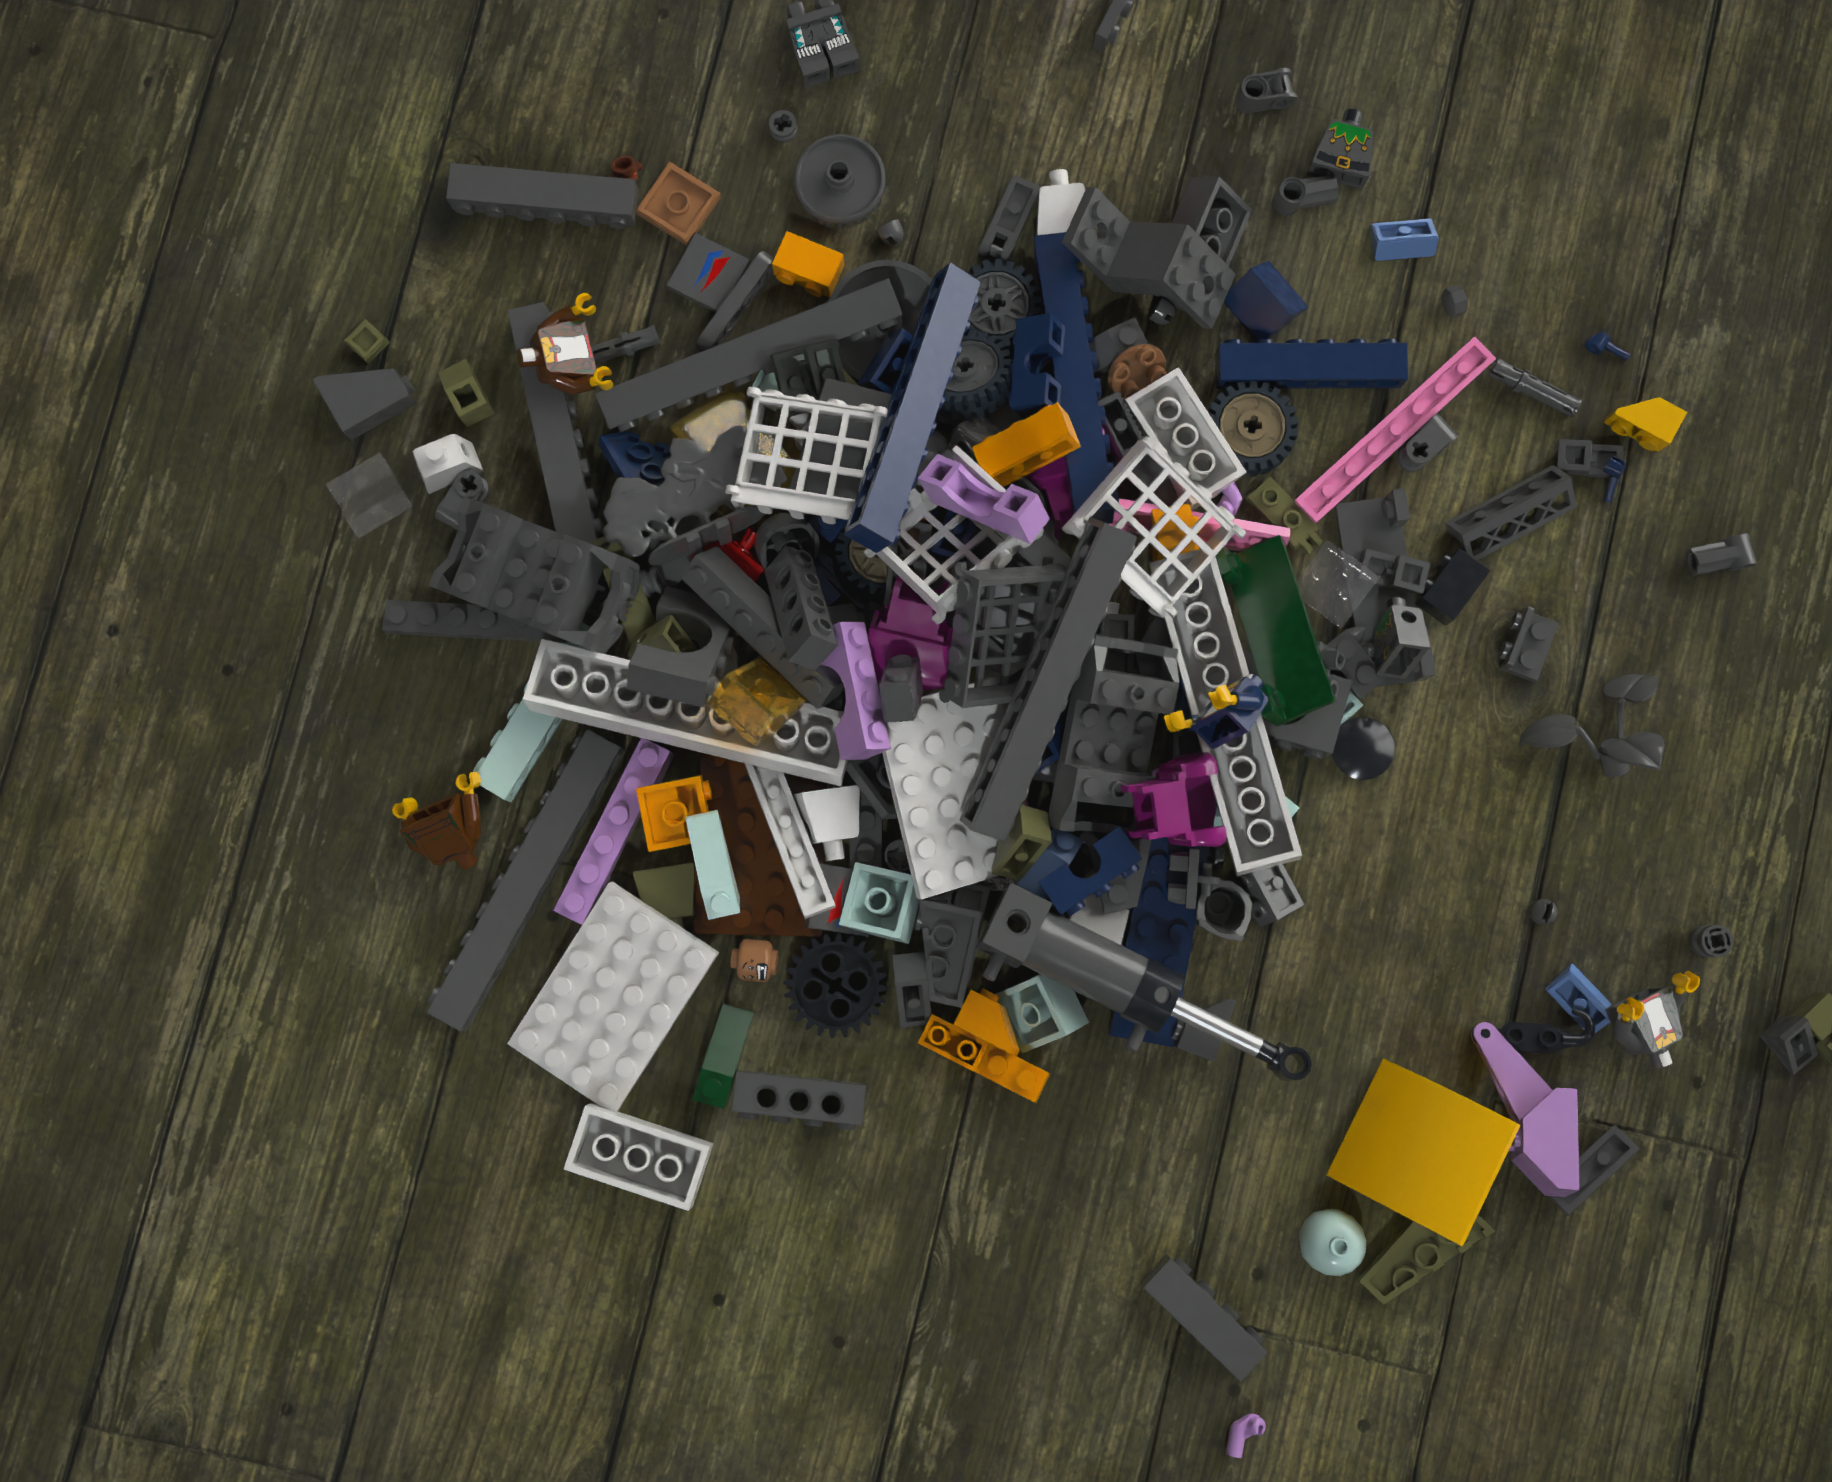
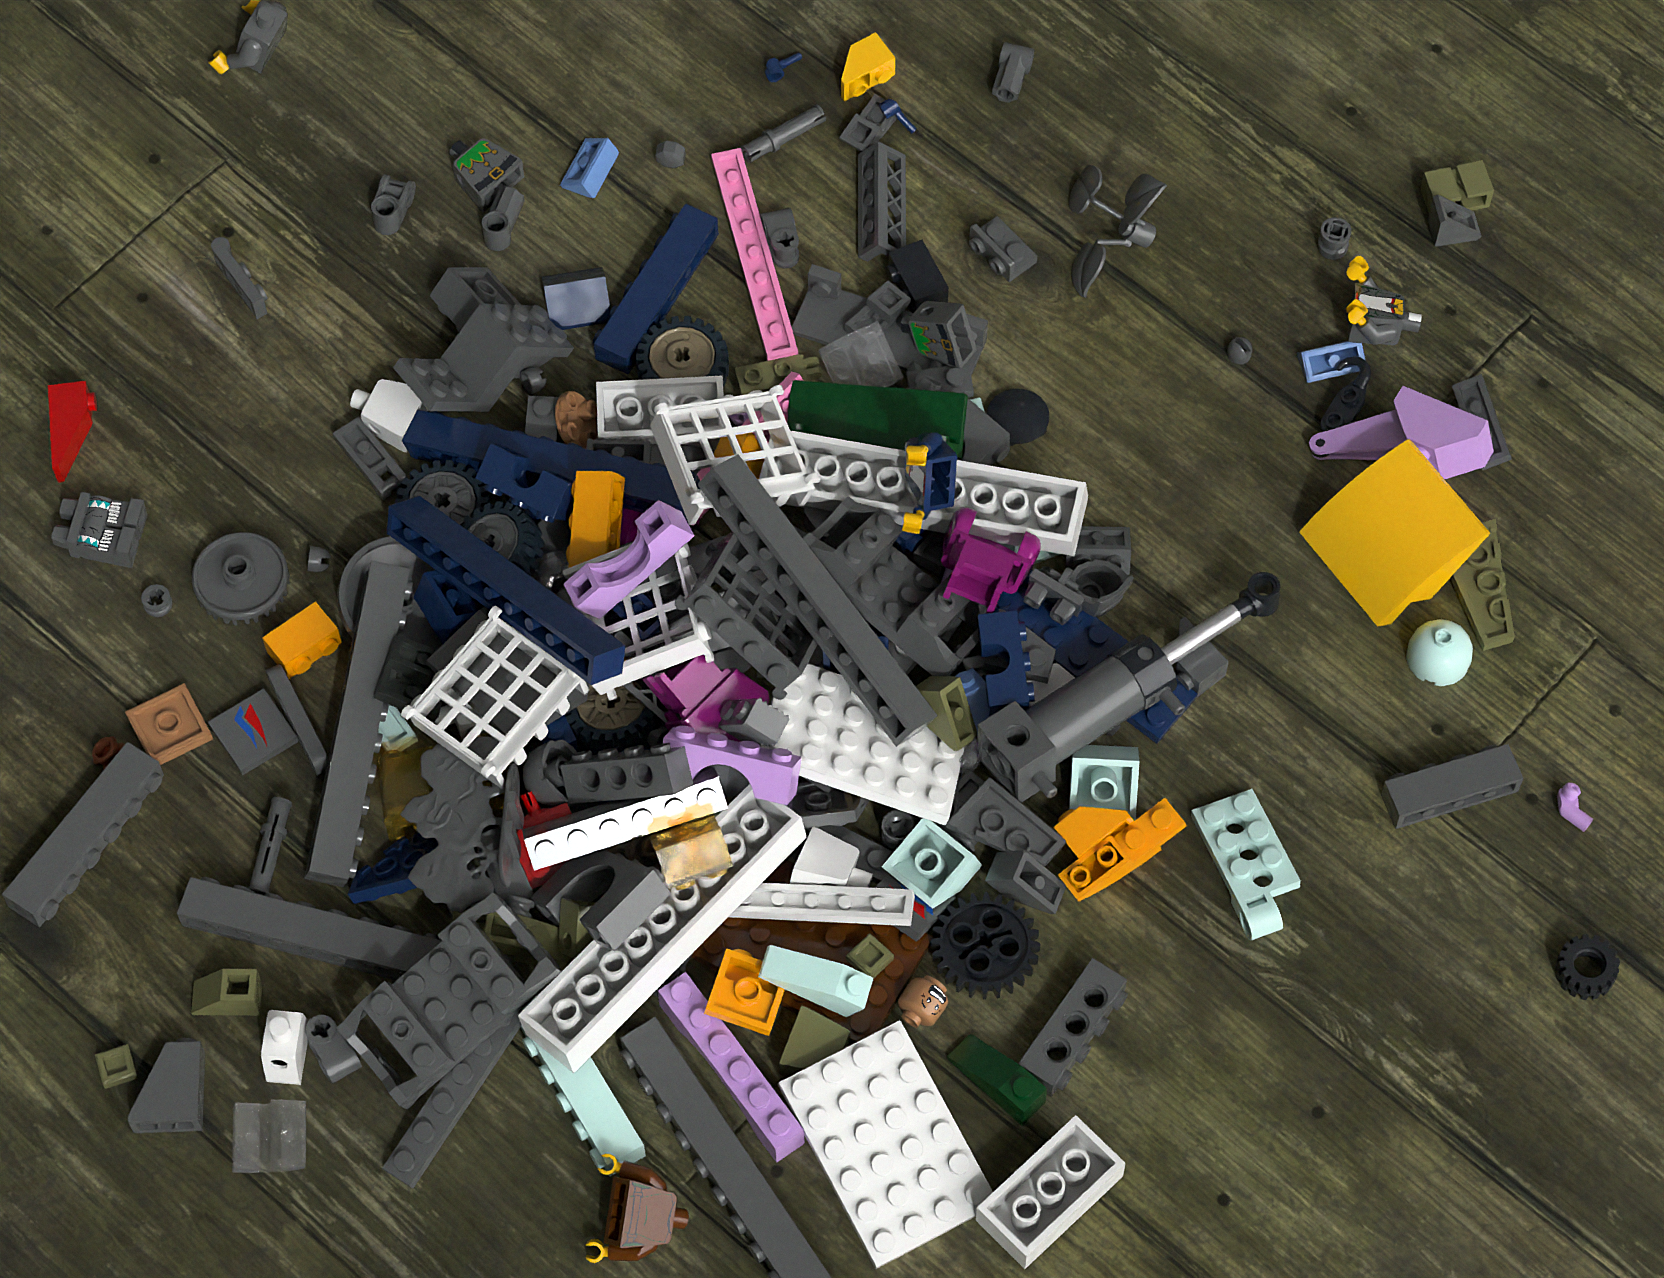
camera: 60 degrees left, 20 degrees down
(564, 352) = (254, 876): torso -> none
(769, 895) = (870, 956): none -> olive tile
(994, 1196) = (1251, 902): none -> light aqua hinge

